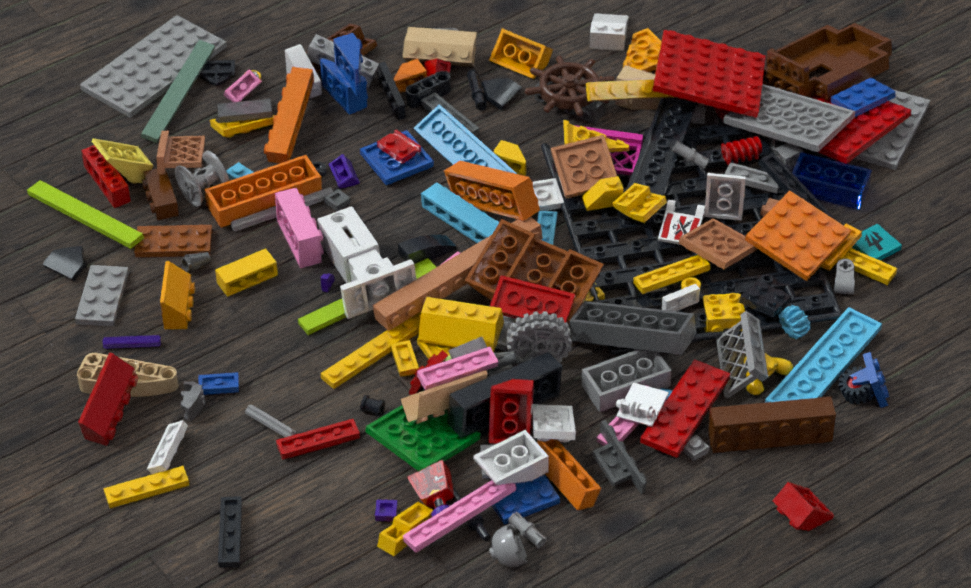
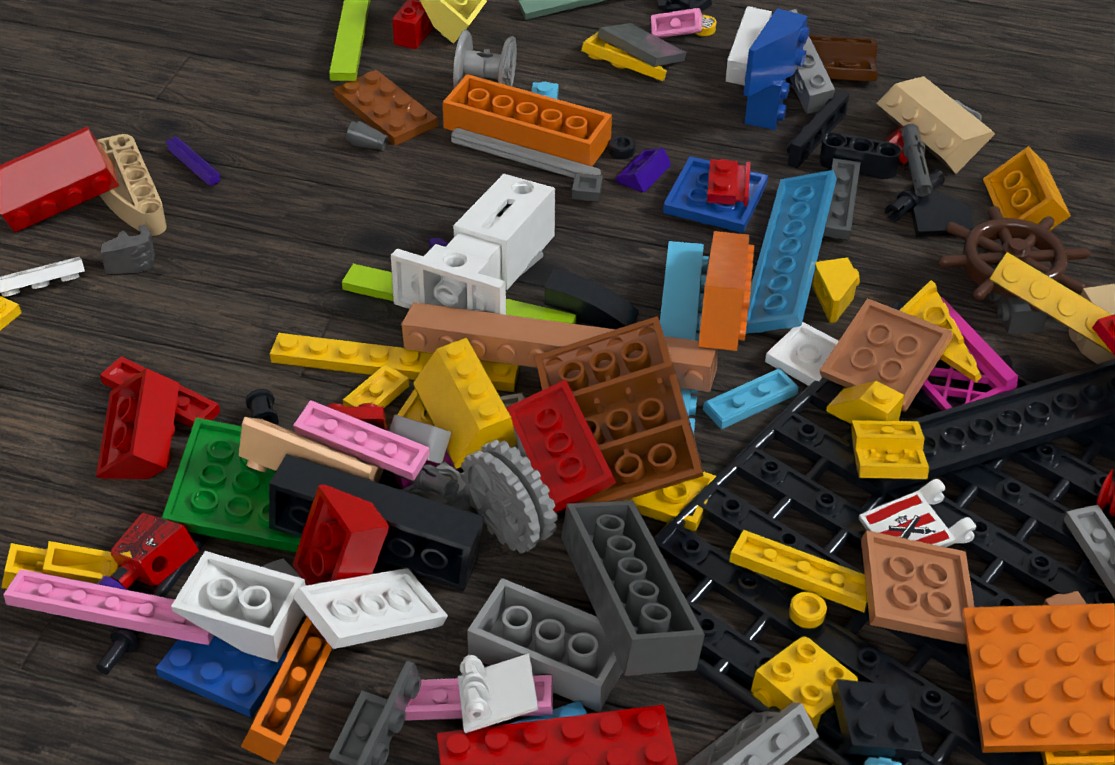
camera: 50 degrees right, 0 degrees up
(66, 262) = (271, 52): black slope -> none
(102, 295) = (246, 104): light grey plate -> none
(160, 194) = (435, 61): reddish brown brick -> none
(176, 297) = (282, 146): light orange slope -> none
(179, 151) = (496, 23): nougat fence -> none
(219, 383) = (182, 259): blue plate -> none
(246, 272) = (386, 181): yellow brick -> none
(269, 421) = (157, 336): light grey axle -> none
(290, 115) = (667, 72): orange brick -> none
(299, 227) = (507, 152): bright pink brick -> none
(342, 455) = (138, 427): none -> red slope
(385, 510) = (79, 529): dark purple plate -> none
(408, 74) = (859, 123): orange slope -> none
(457, 68) = (914, 152): none -> dark grey pin
(507, 547) = (93, 706): light grey cylinder -> none
(527, 530) = (154, 709): light grey pin -> none
(681, 298) = (760, 611): white plate -> none
(690, 154) = (1053, 451): light grey pin -> none
(724, 196) = (1009, 536): white slope -> none

